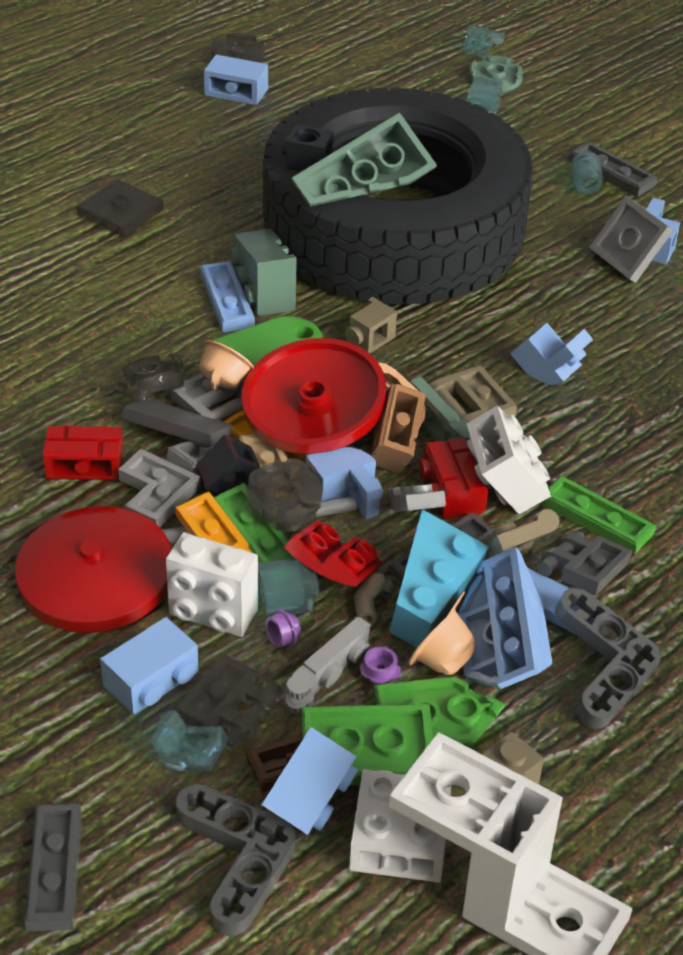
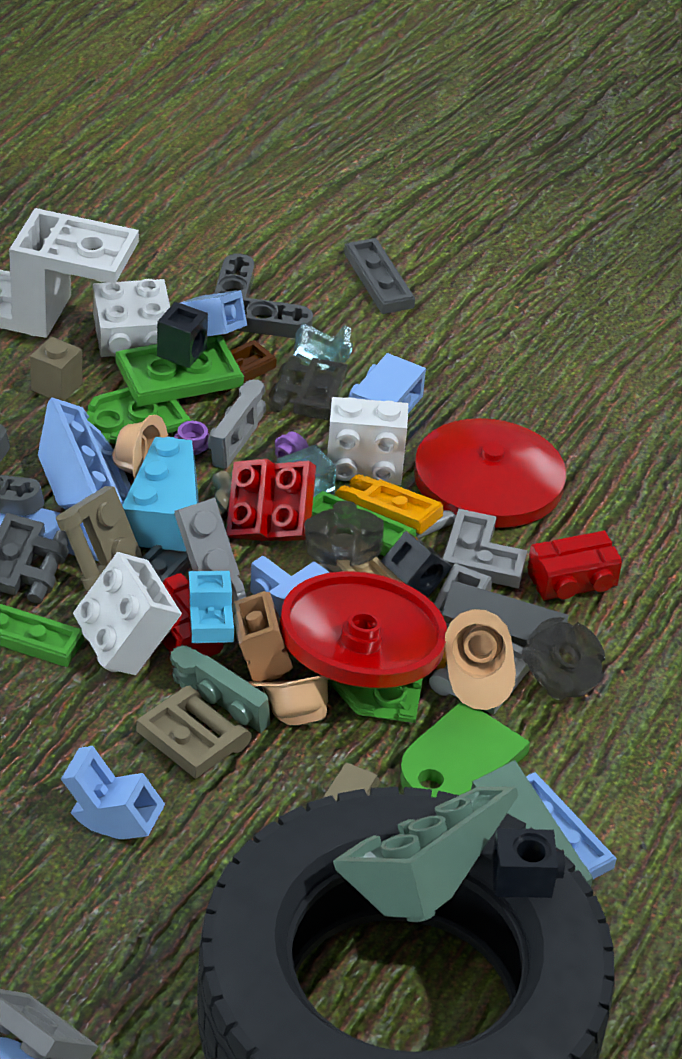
camera: 160 degrees right, 0 degrees up
(364, 722) = (182, 334): none -> black brick
(434, 443) = (211, 607): none -> medium azure slope

